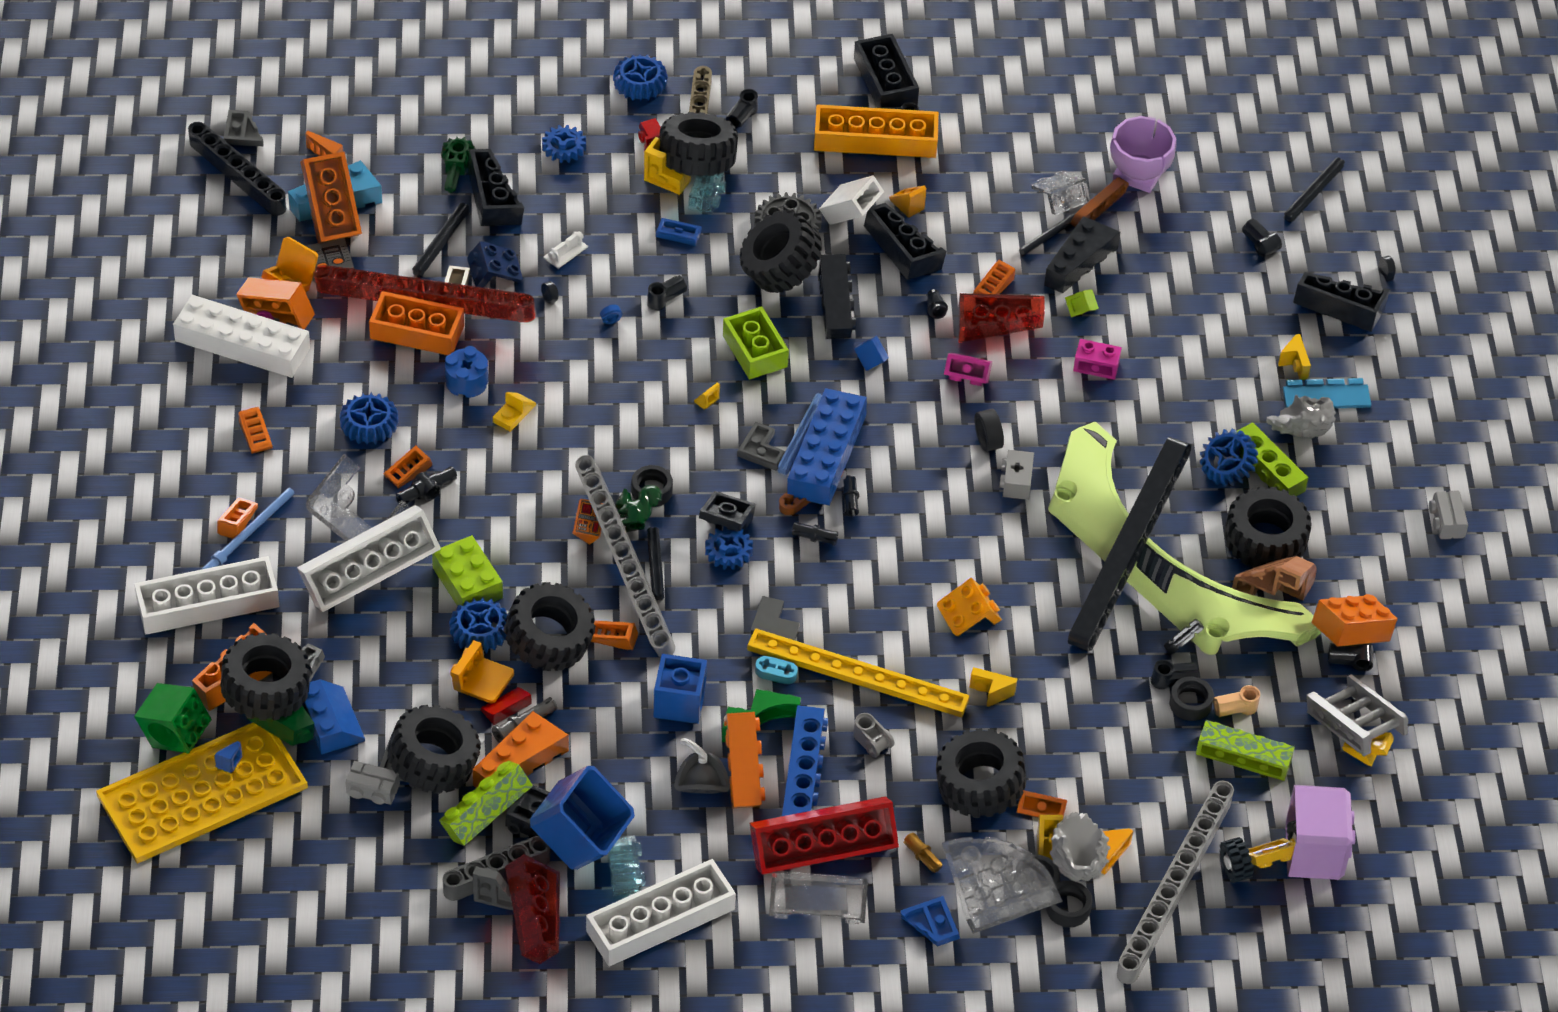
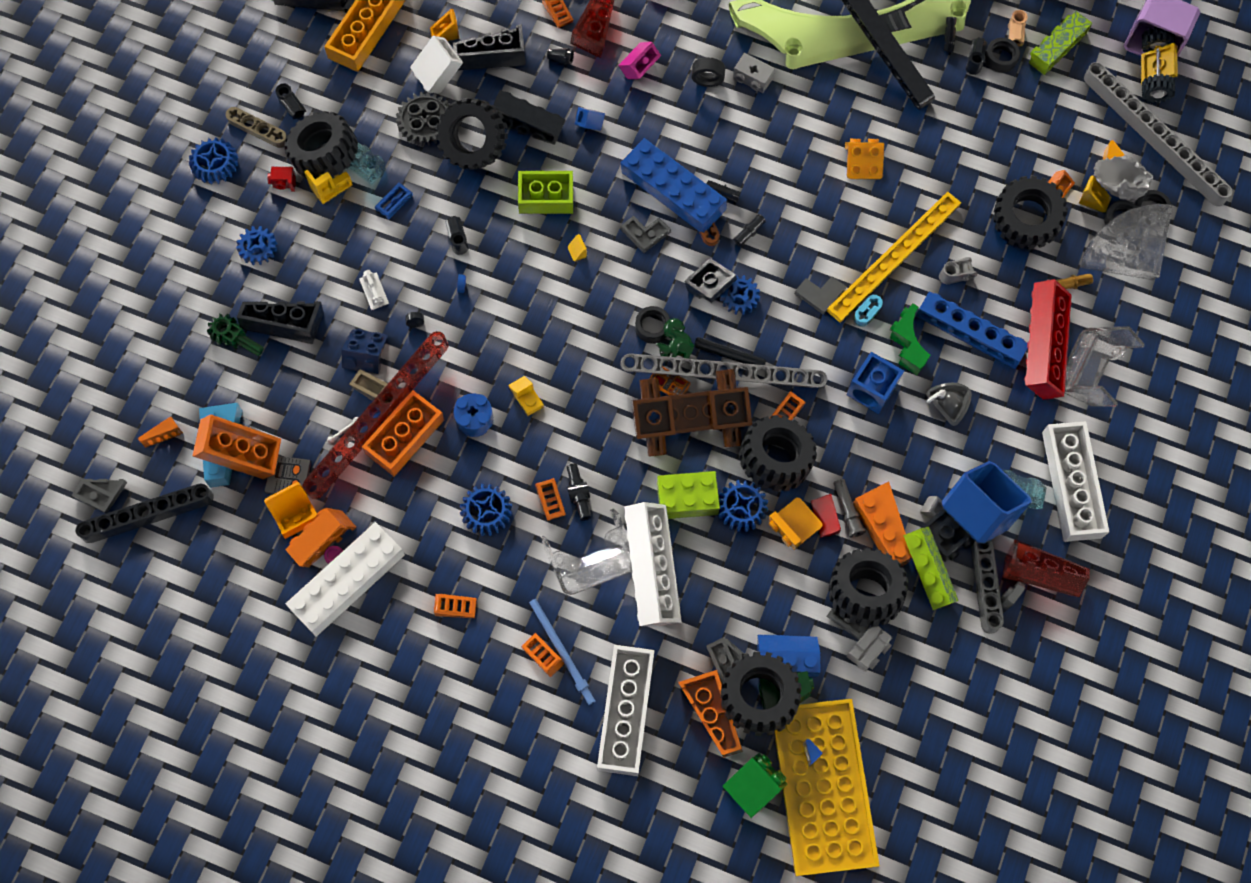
camera: 65 degrees left, 20 degrees up
(440, 239) = (312, 380): black axle -> none
(540, 515) = (691, 412): none -> reddish brown piece
(743, 759) = (959, 364): orange wedge -> none
(796, 442) = (645, 199): medium blue axle -> none
(932, 921) = (1137, 300): blue wing -> none
(997, 685) = (945, 171): yellow slope -> none

